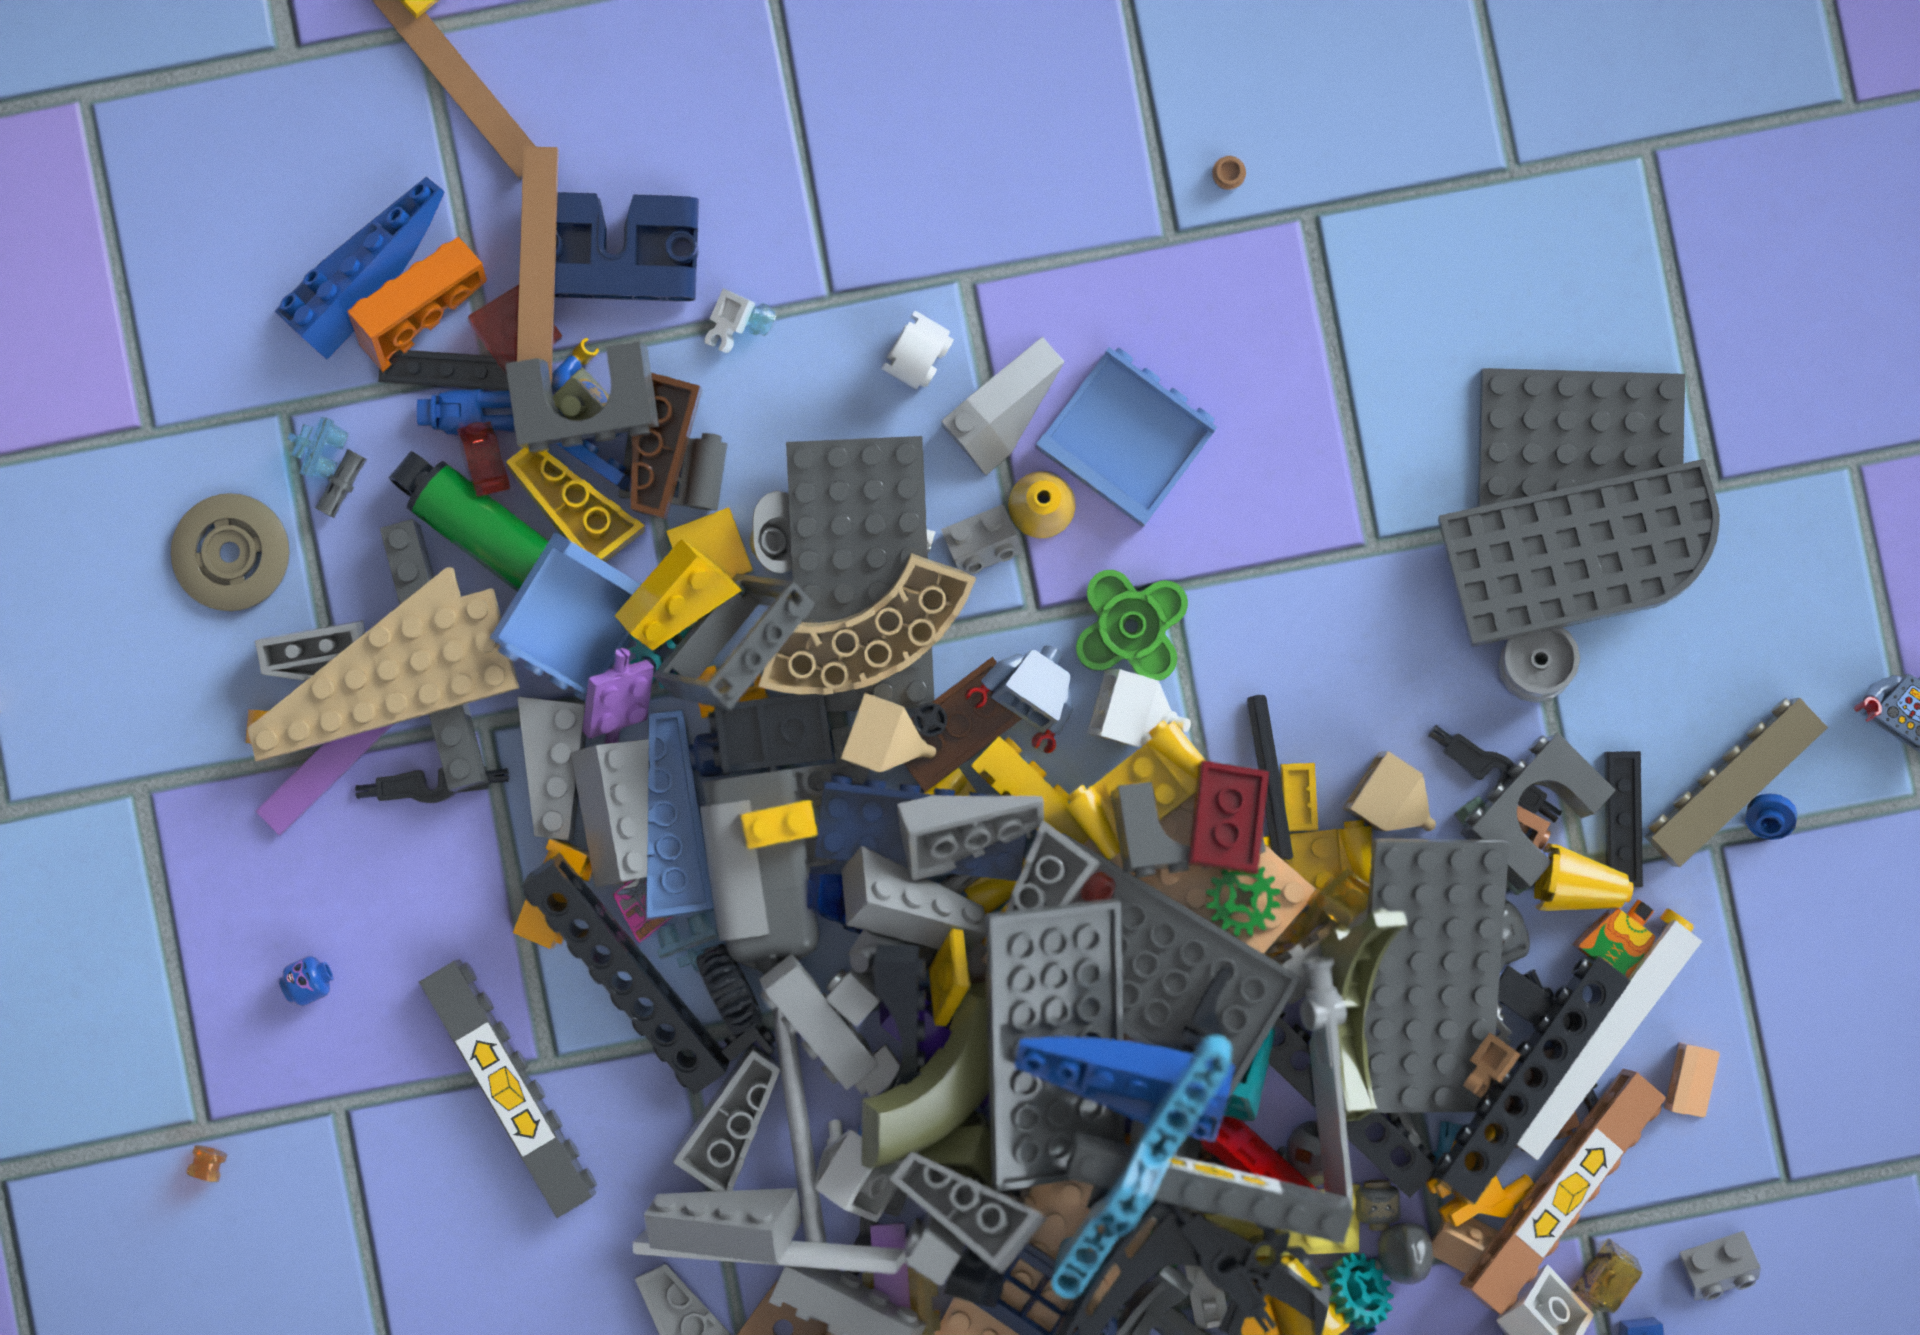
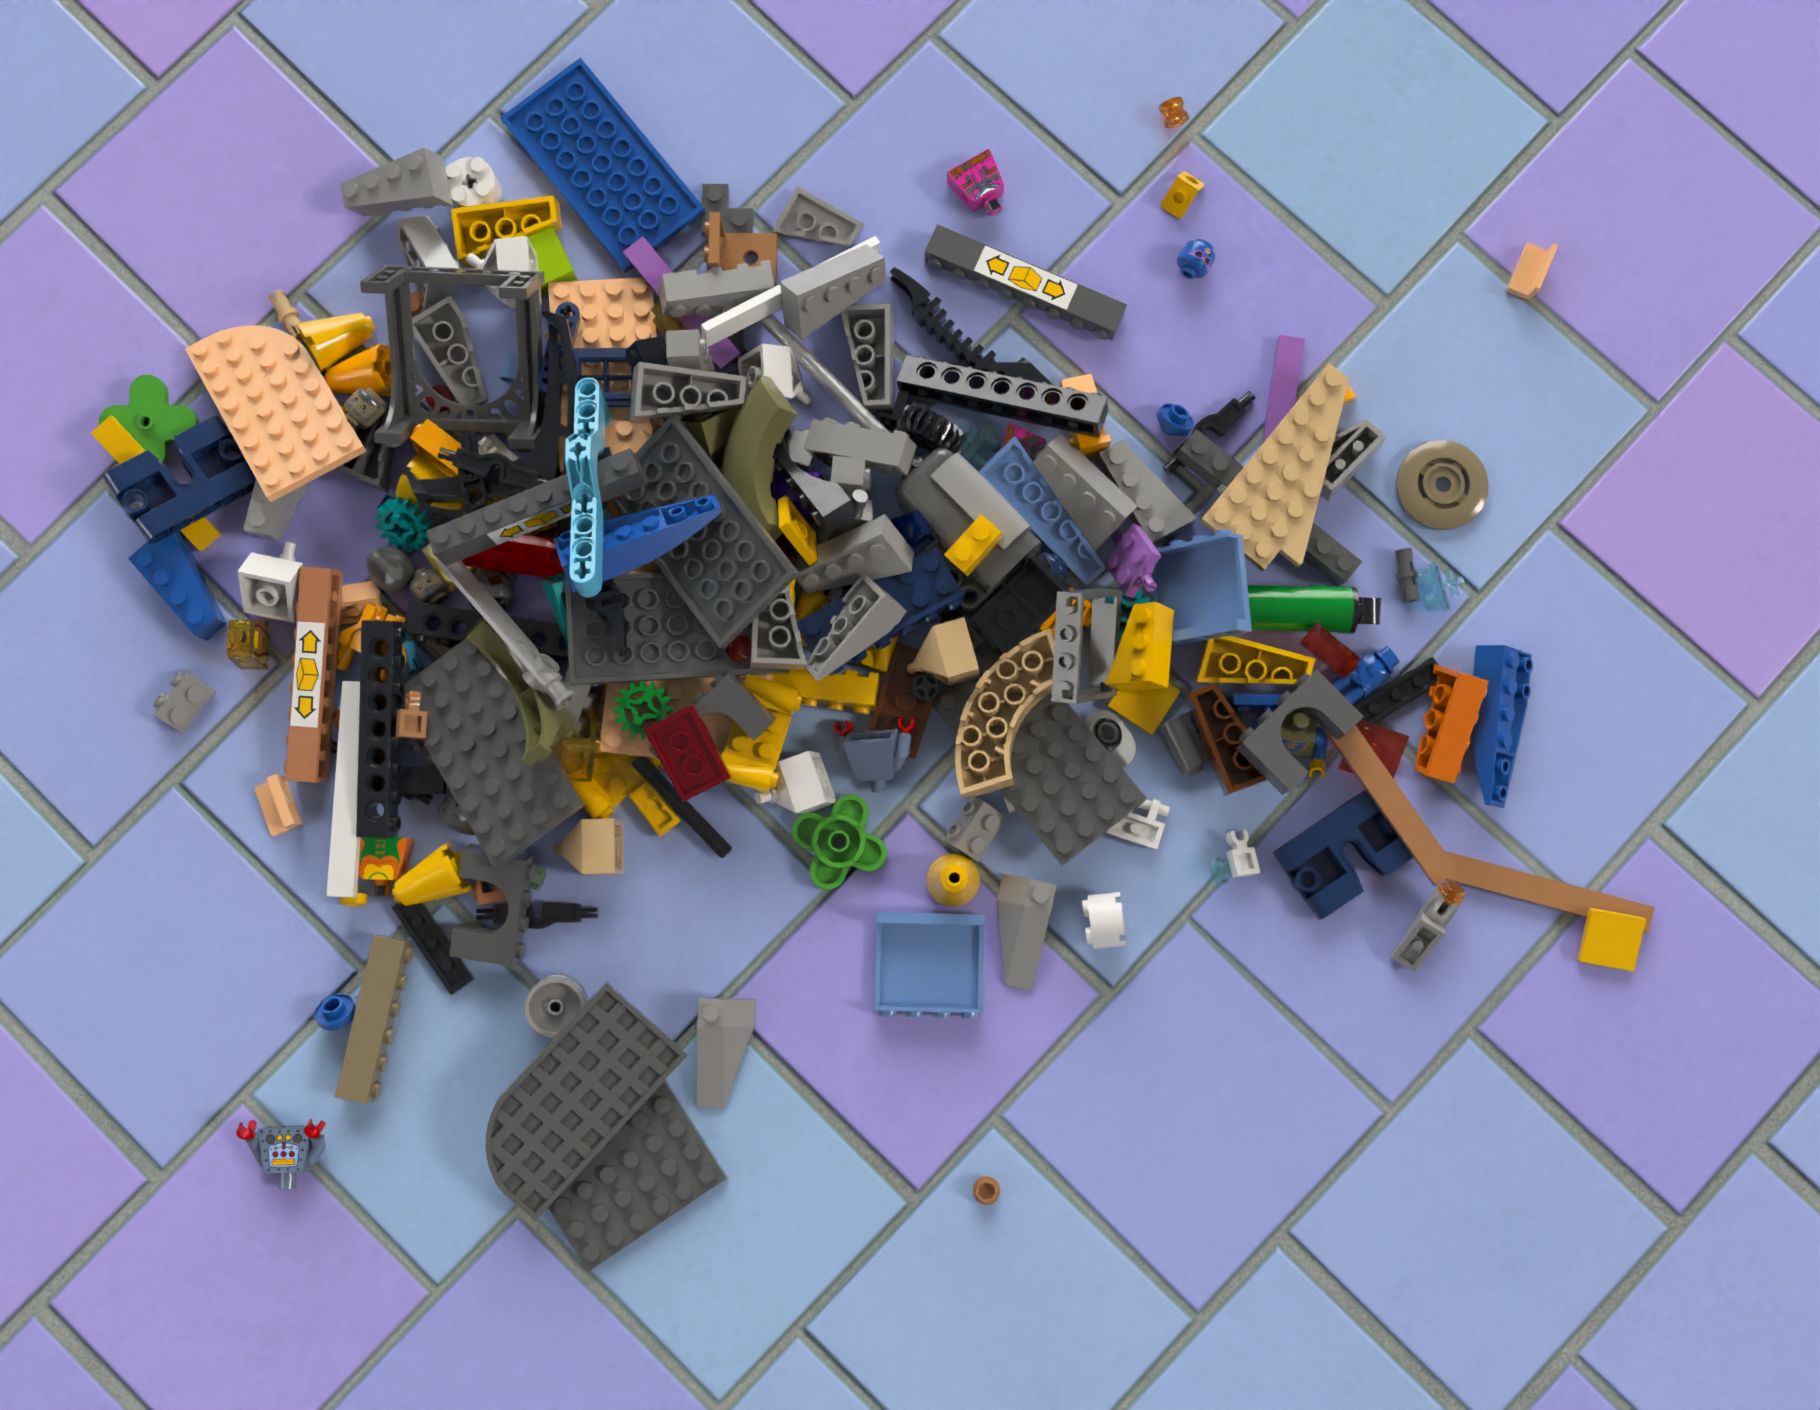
camera: 145 degrees right, 5 degrees down
(265, 1065) = (1181, 194): none -> yellow bracket
(459, 820) = (1174, 420): none -> blue plate
(476, 1235) = (978, 183): none -> torso
(585, 991) = (952, 342): none -> black piece
(592, 114) = (1429, 925): none -> light grey plate
(810, 416) = (1142, 829): none -> white plate
(1394, 506) = (722, 1038): none -> light grey wedge

